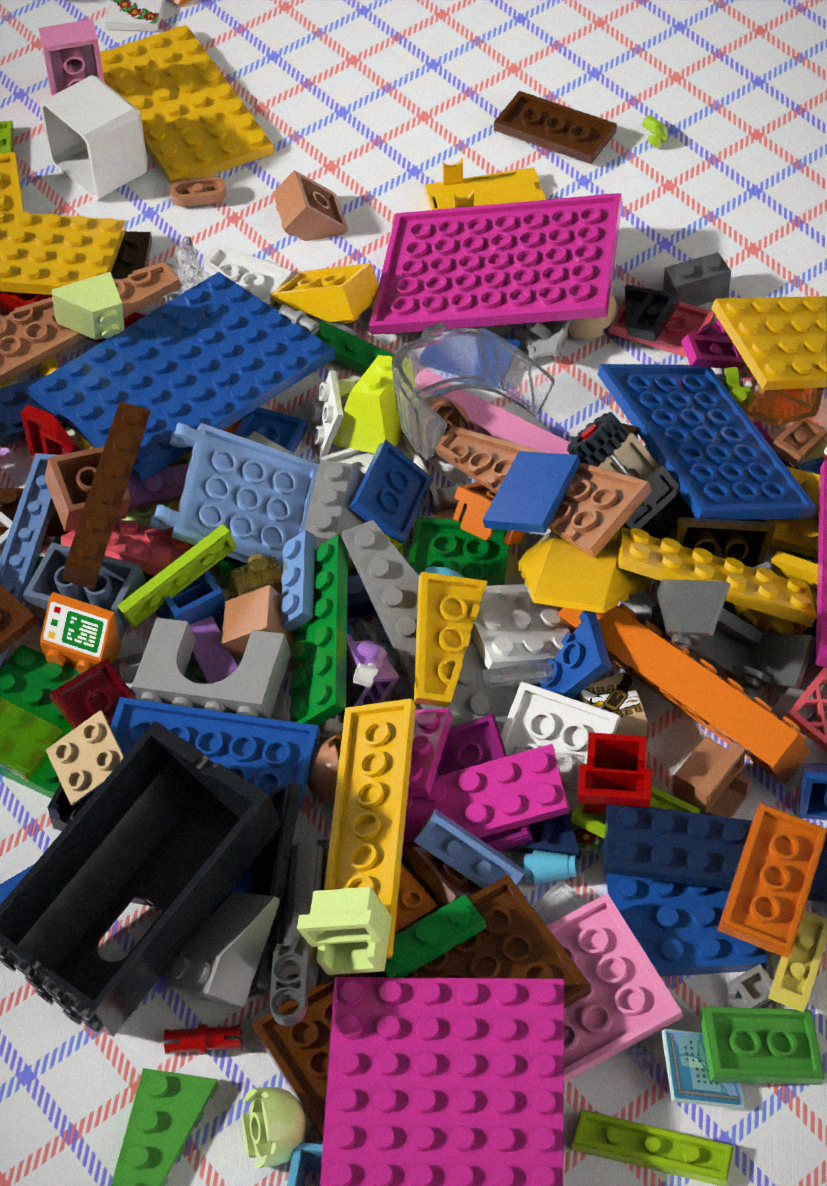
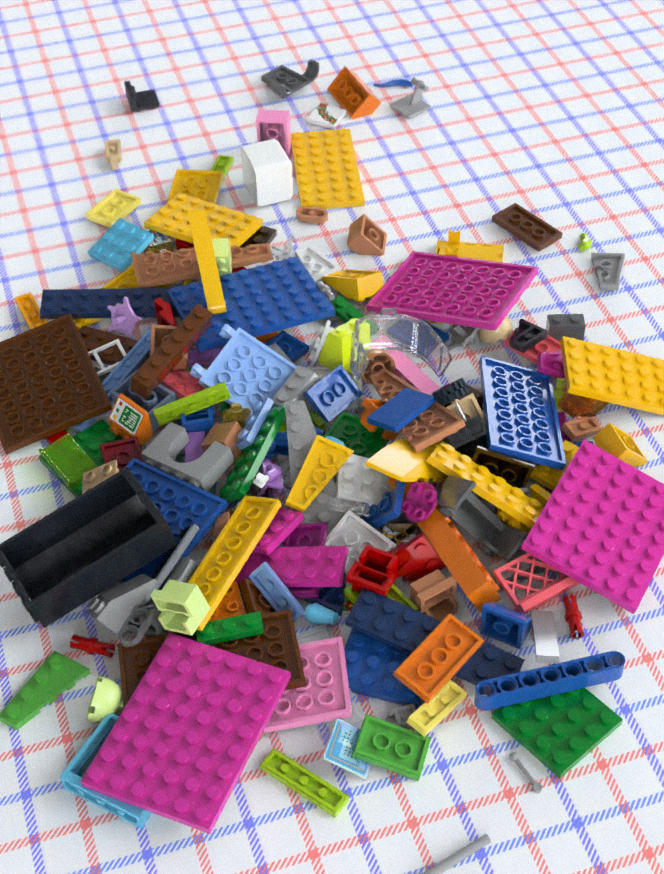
camera: 20 degrees right, 5 degrees down
(92, 320) = (207, 261): none -> yellow beam
(635, 636) = (419, 501): none -> dark pink dish
(669, 727) = (416, 558): none -> red plate
(713, 166) = (608, 269): none -> light grey wing

